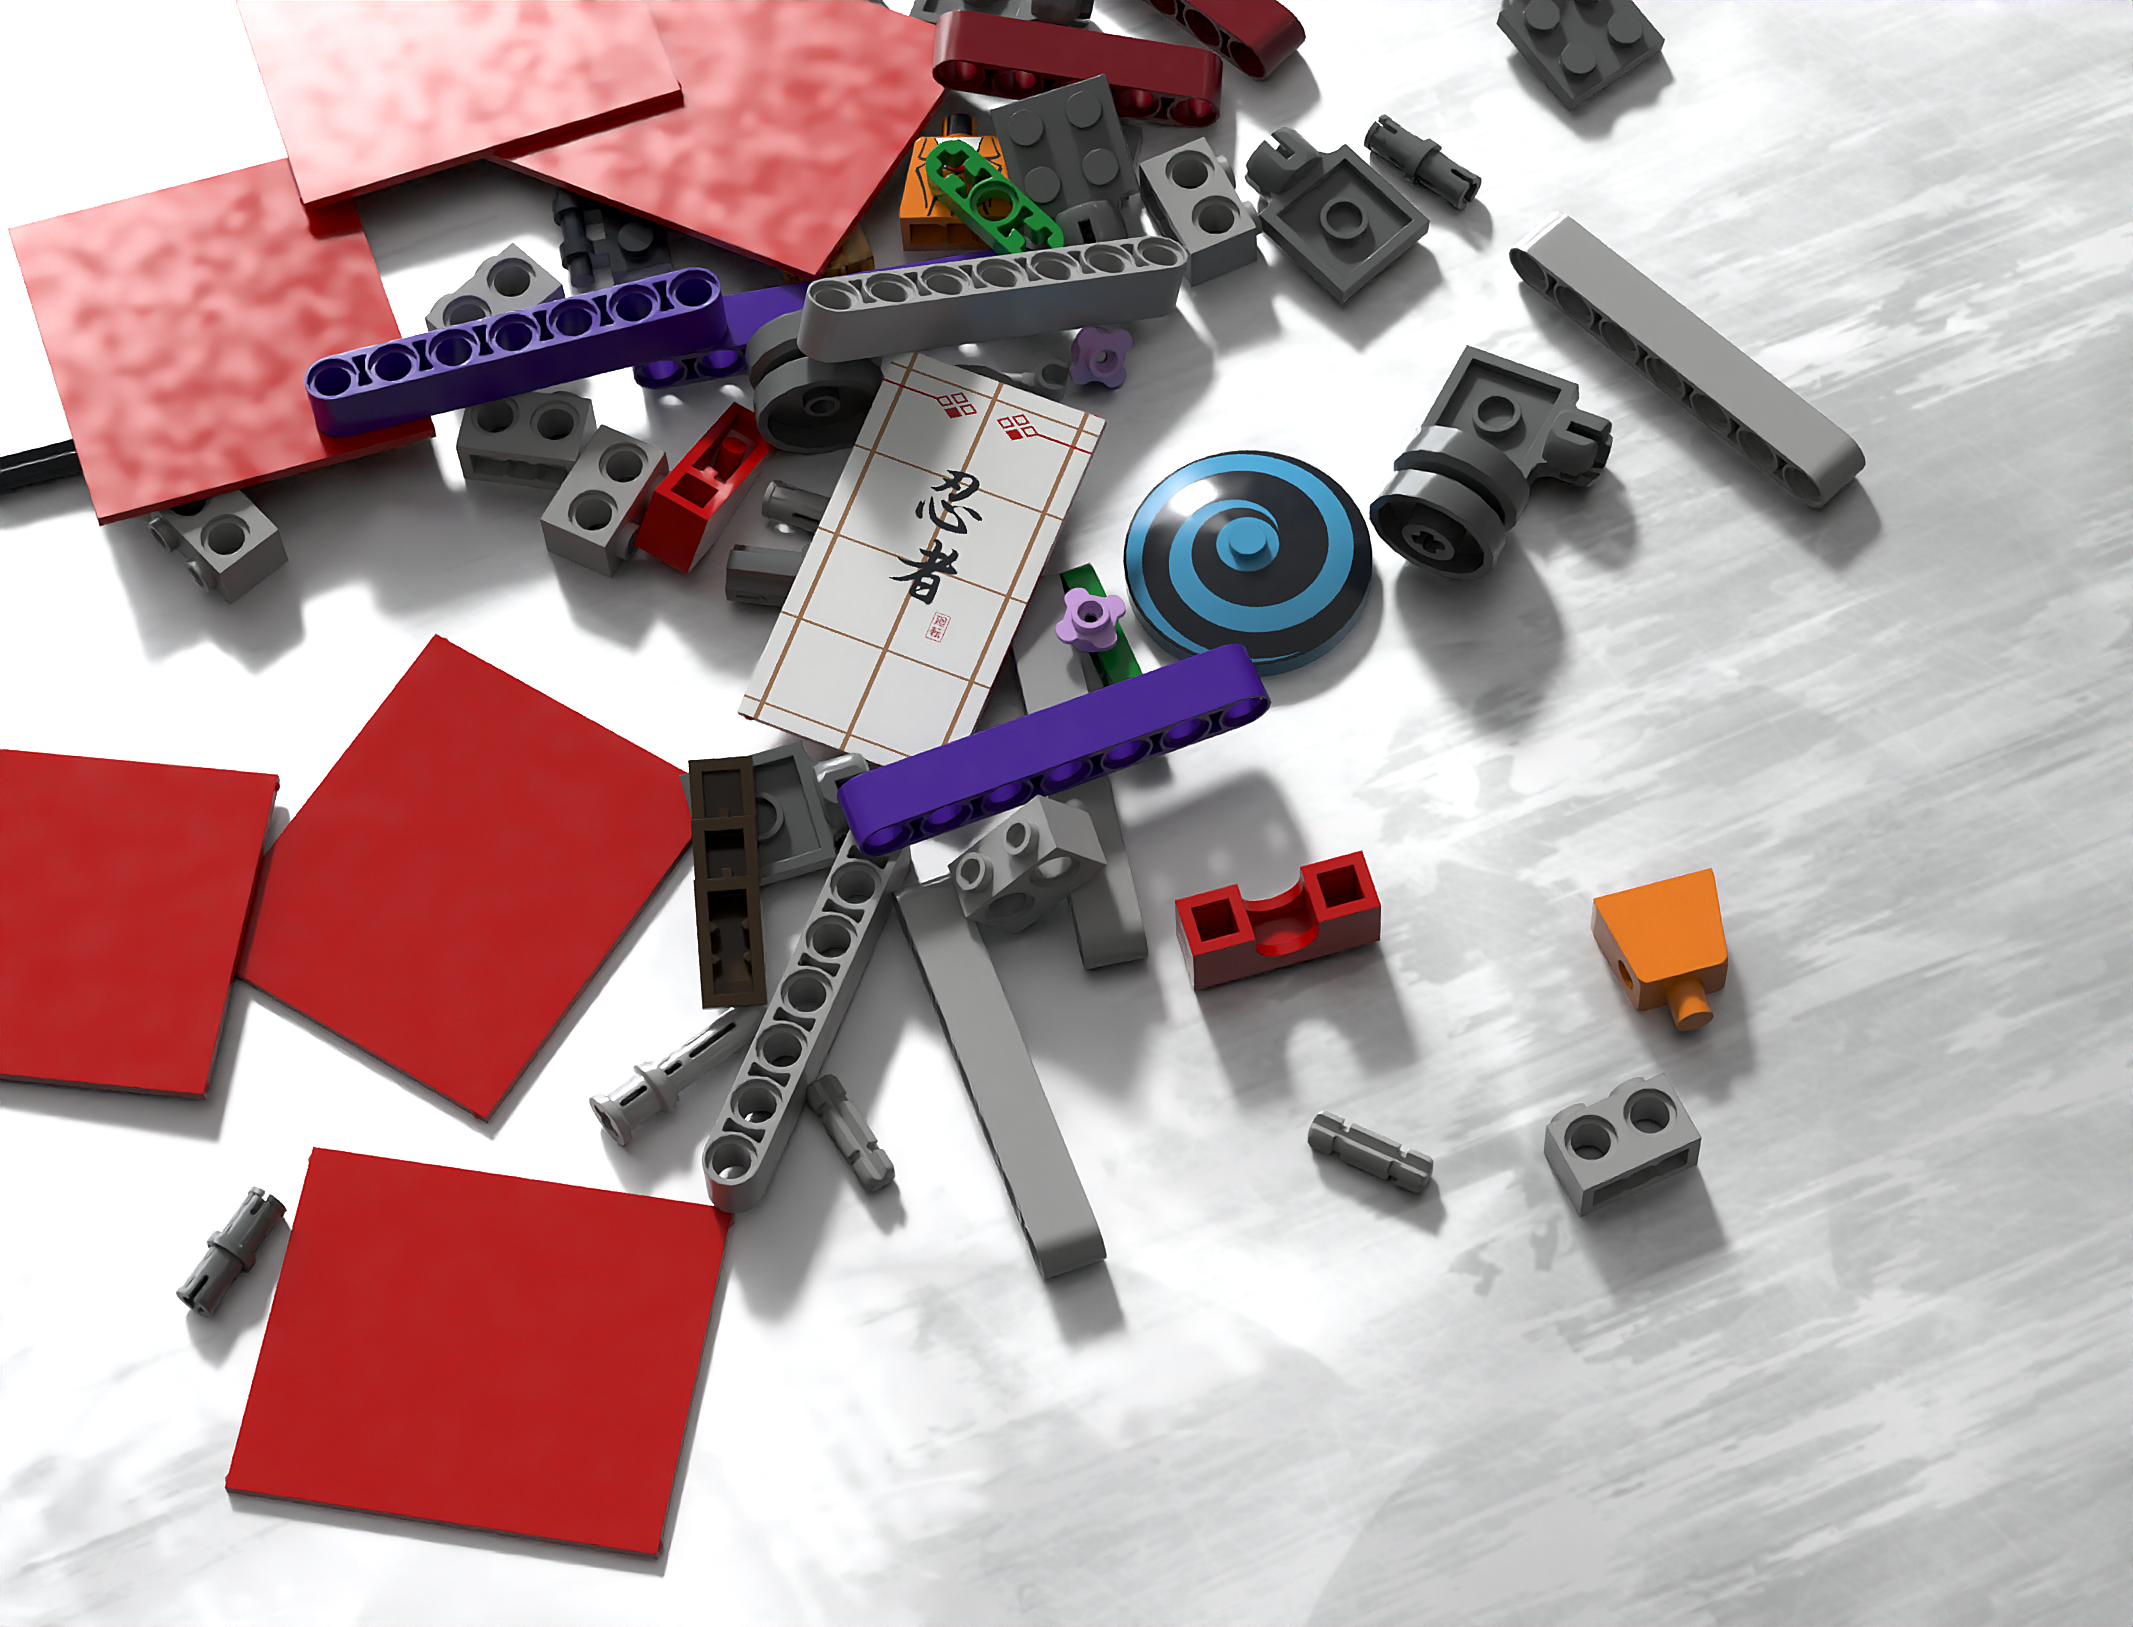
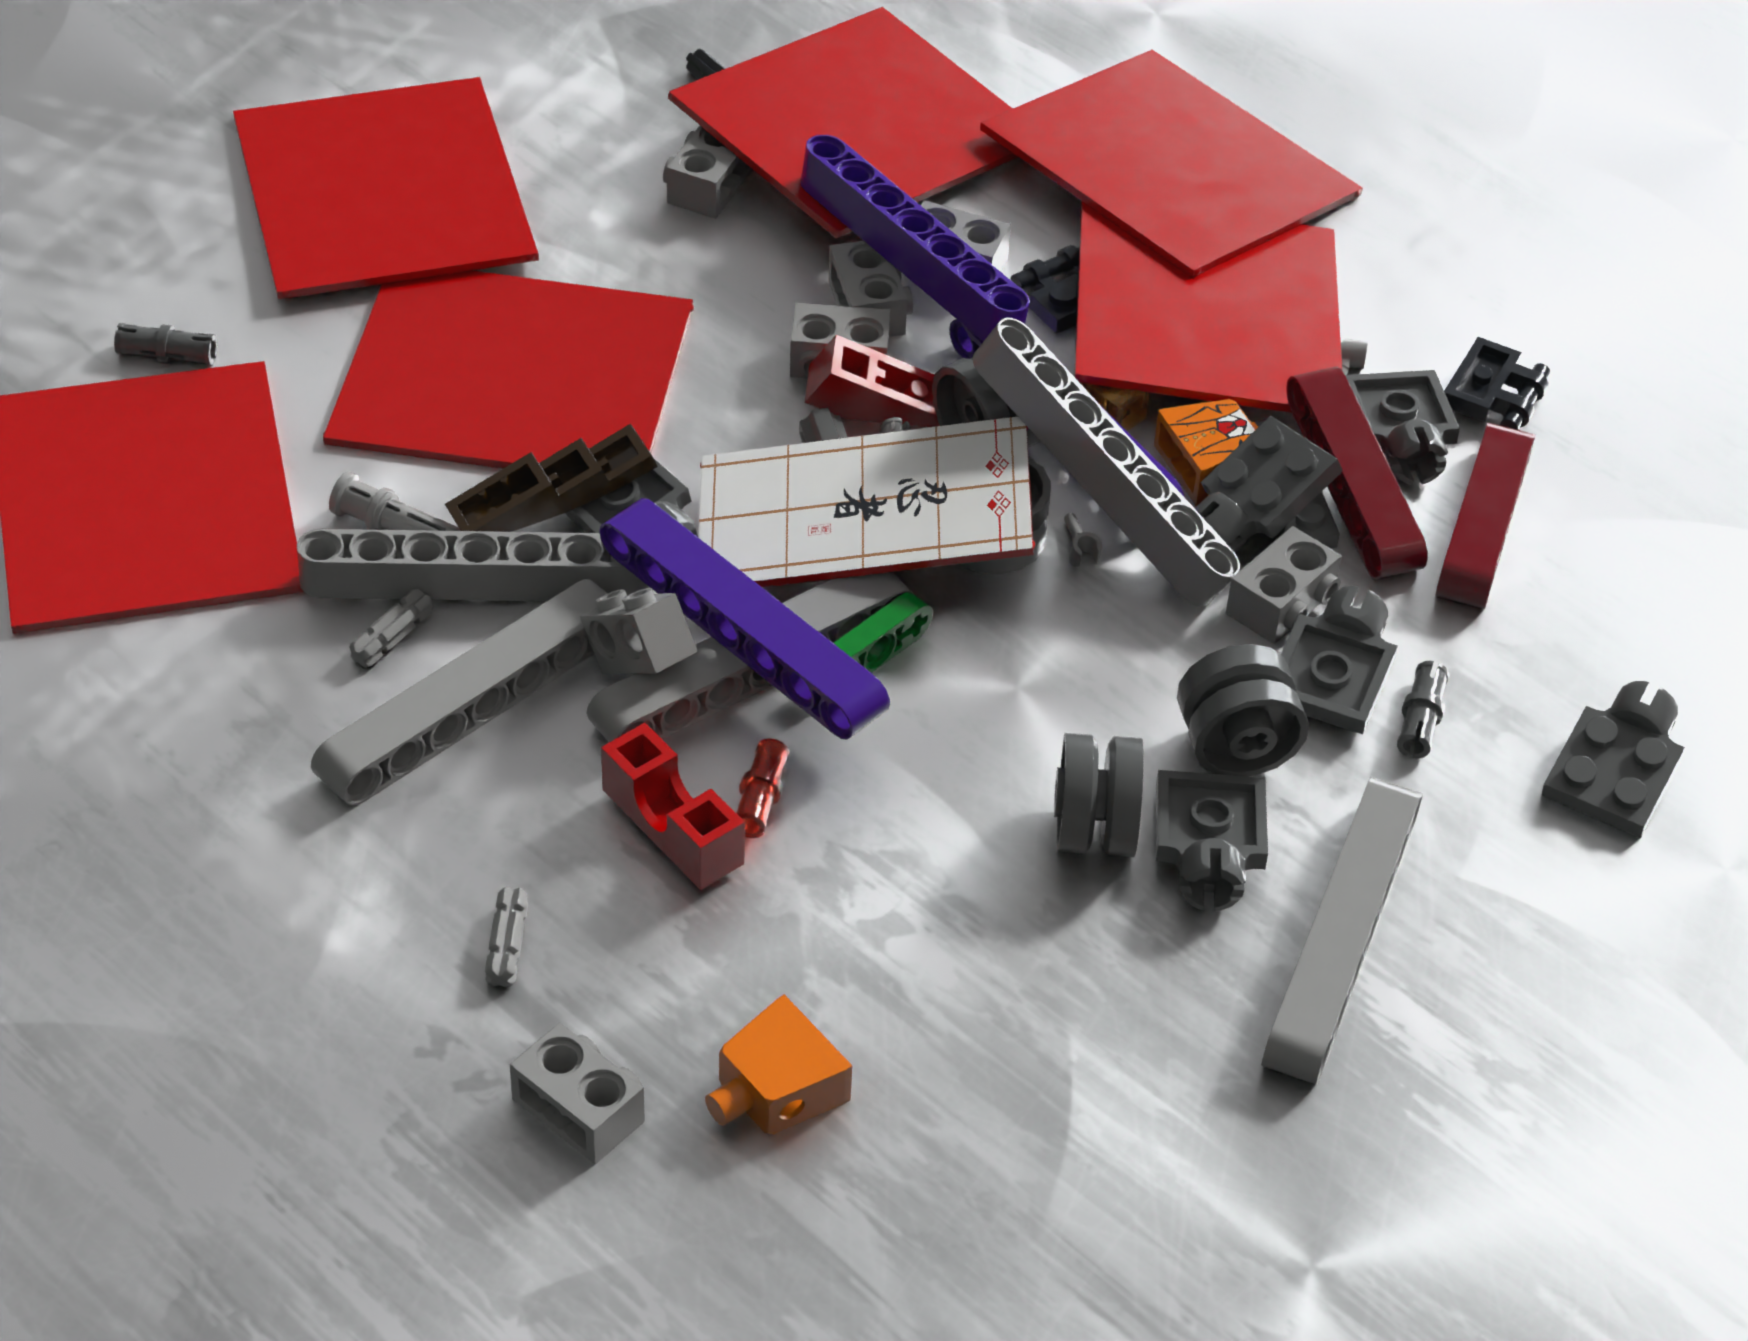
camera: 60 degrees right, 15 degrees down
(987, 184) = (1192, 435): green beam -> none
(1088, 345) = (1133, 563): lavender plate -> none
(1090, 636) = (869, 609): lavender plate -> none
(1249, 557) = (991, 711): dish -> none
(1266, 827) = (762, 786): none -> clear red pin
(1400, 324) = (1242, 710): none -> dark grey wheel

